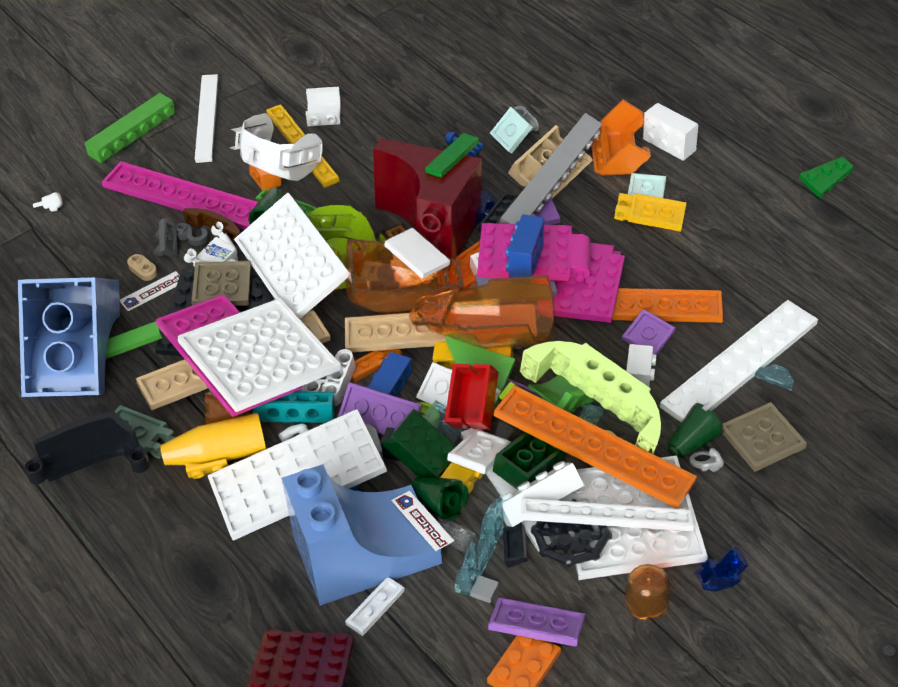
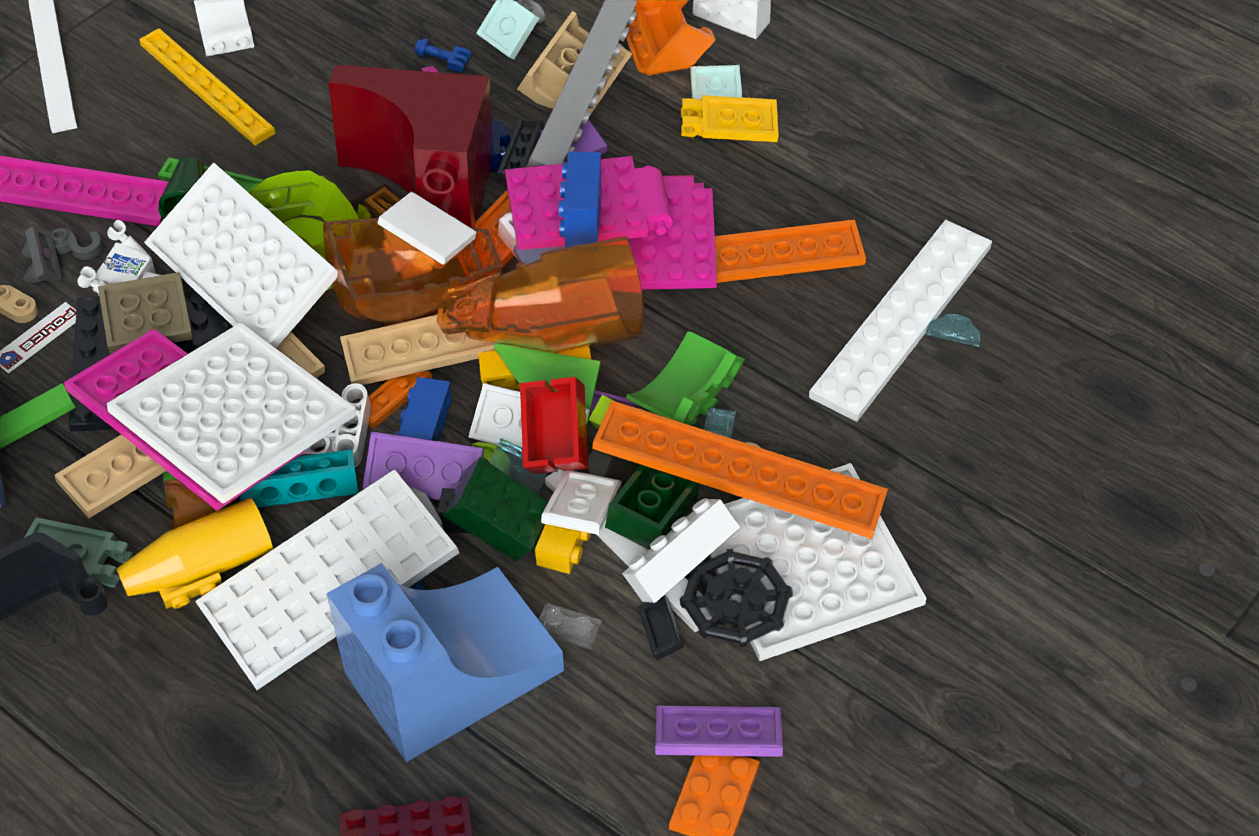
camera: 15 degrees left, 5 degrees up
(200, 217) = (82, 215): reddish brown slope -> none
(264, 179) = (163, 135): orange brick -> none
(272, 157) = (170, 110): white animal -> none
(292, 430) = (303, 513): white arm -> none
(374, 606) = (485, 749): white tile -> none
(422, 520) = (527, 616): white sticker -> none
(441, 495) = (542, 574): dark green cone -> none
(452, 155) = (446, 77): green tile -> none
(479, 555) = (615, 654): clear light blue wedge -> none
(484, 589) = (633, 697): light grey tile -> none
(599, 380) = (730, 376): yellowish green slope -> none
(607, 514) = (779, 564): white tile -> none
(640, 362) = (770, 344): white brick -> none
(647, 591) = (859, 662): clear orange cylinder -> none
(649, 331) = (770, 295): medium lavender tile -> none
(695, 431) = (868, 425): dark green cone -> none
(712, 464) = (901, 467): light grey piece -> none
(724, 573) = (952, 618): clear blue brick -> none
(763, 436) = (958, 418): dark tan plate -> none
(826, 175) = (954, 36): green wing -> none

